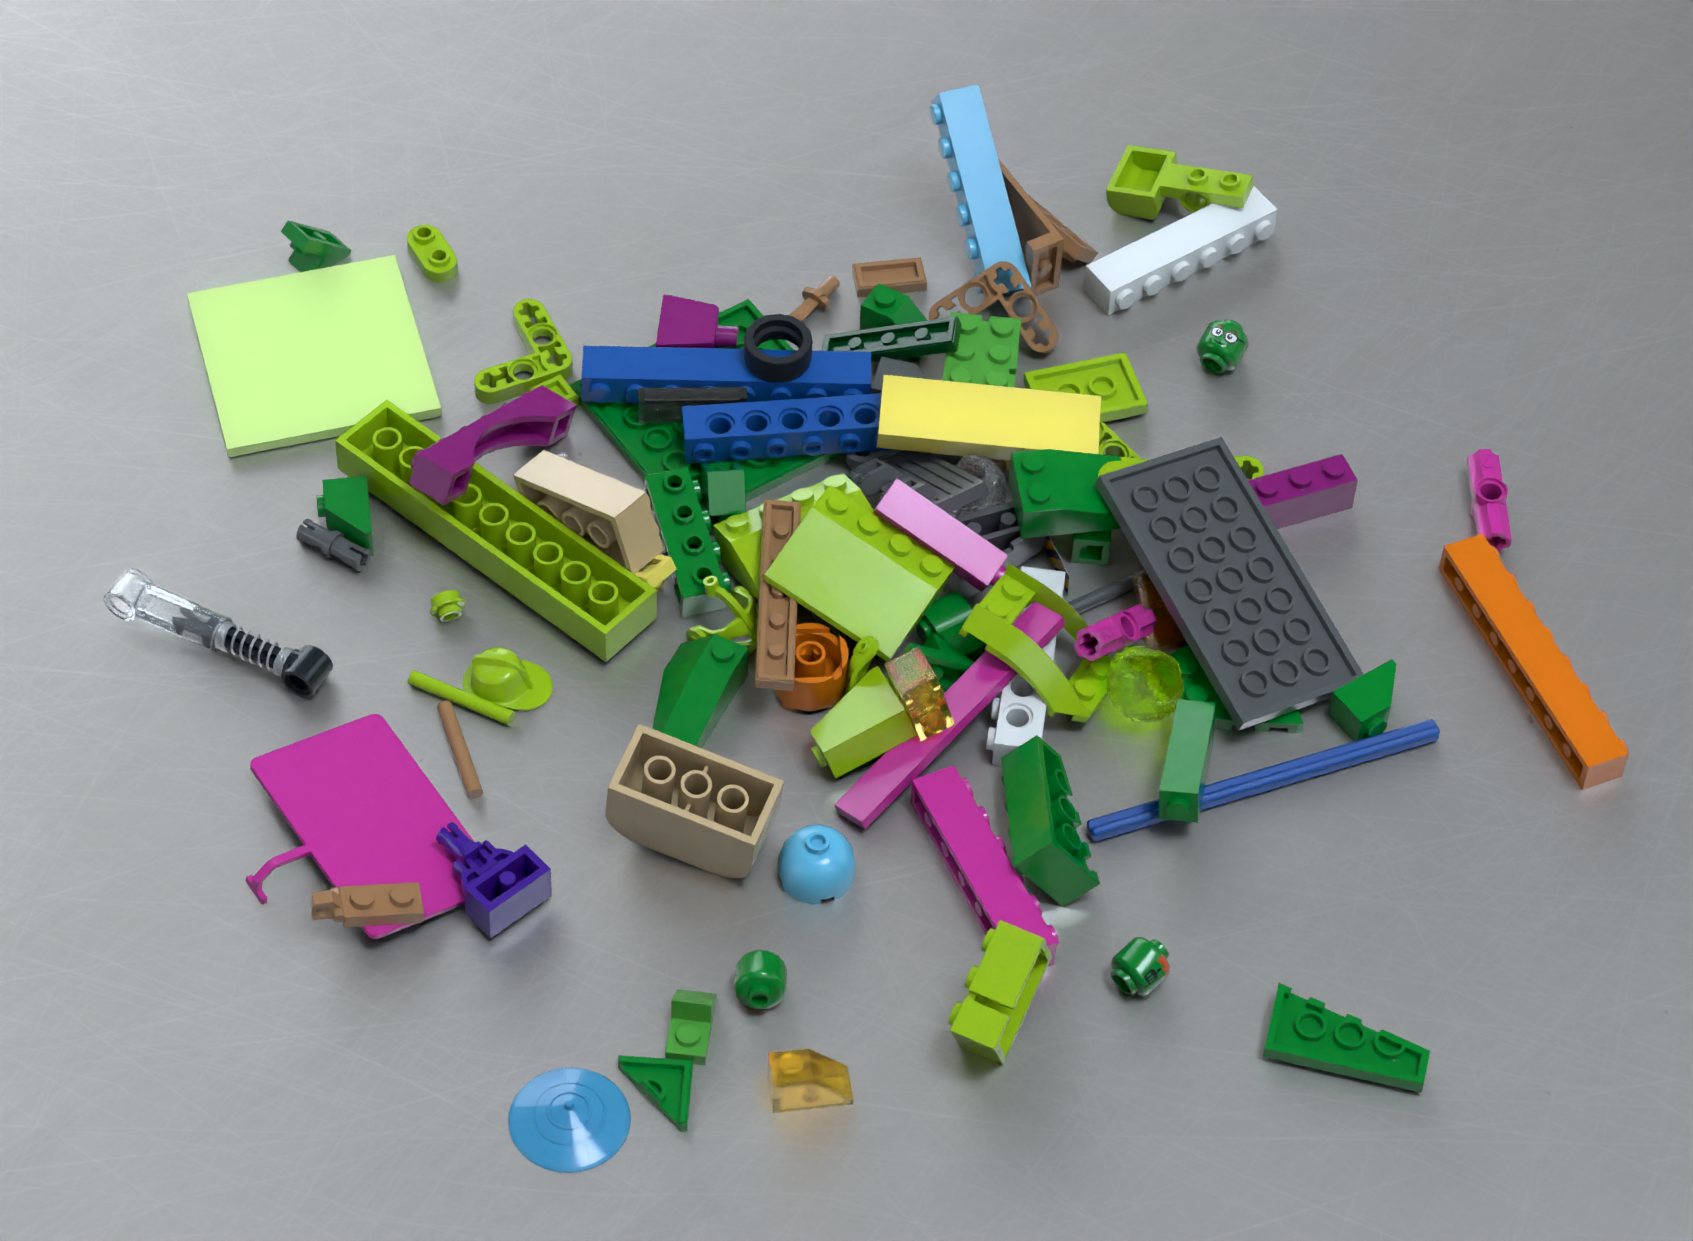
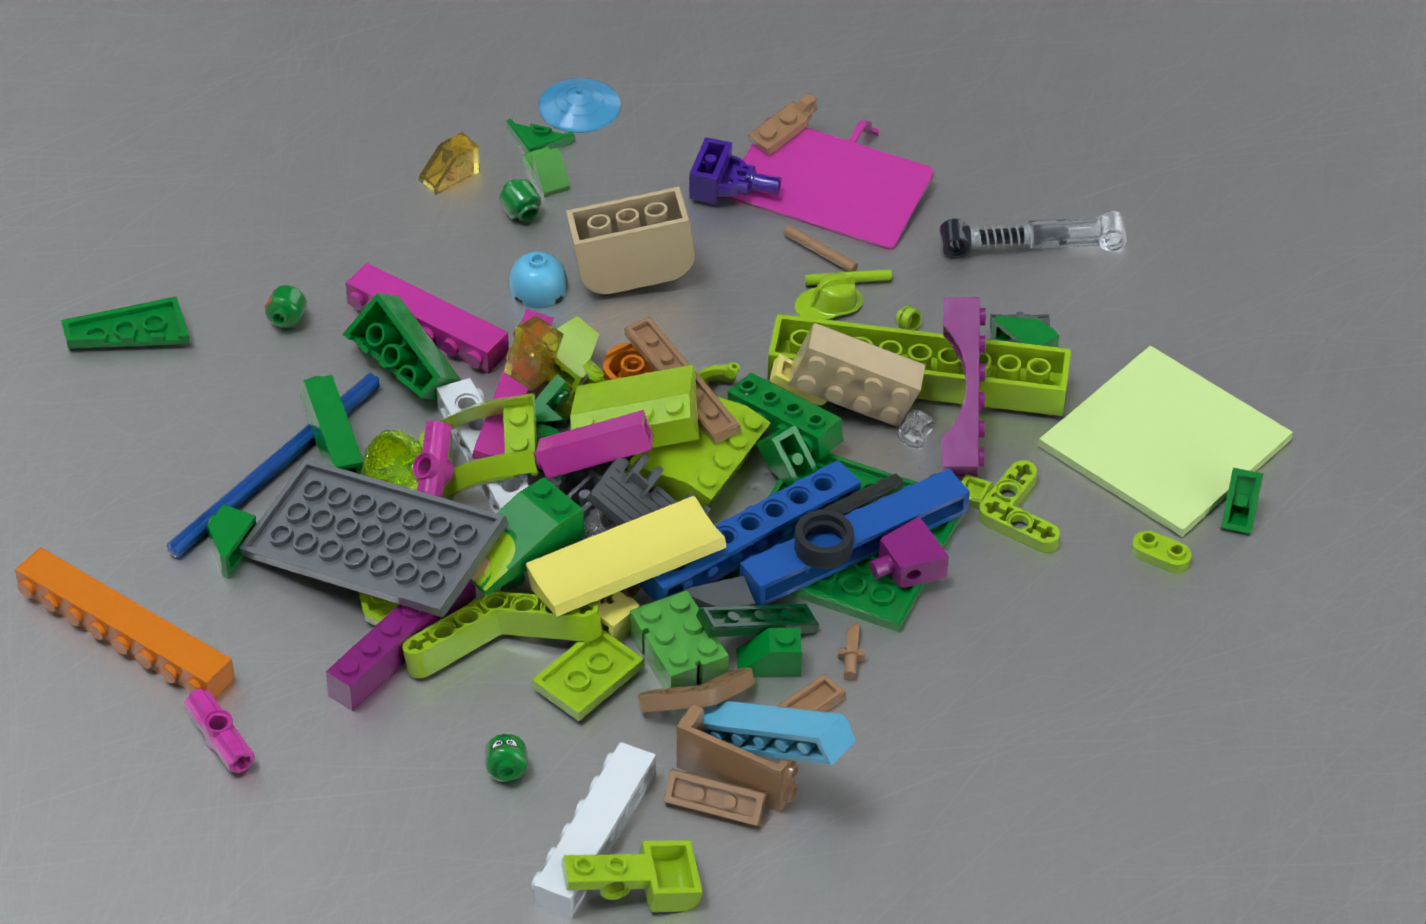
camera: 150 degrees right, 5 degrees down
(699, 687) = (697, 333): green wedge -> none
(999, 991) = (359, 225): lime piece -> none

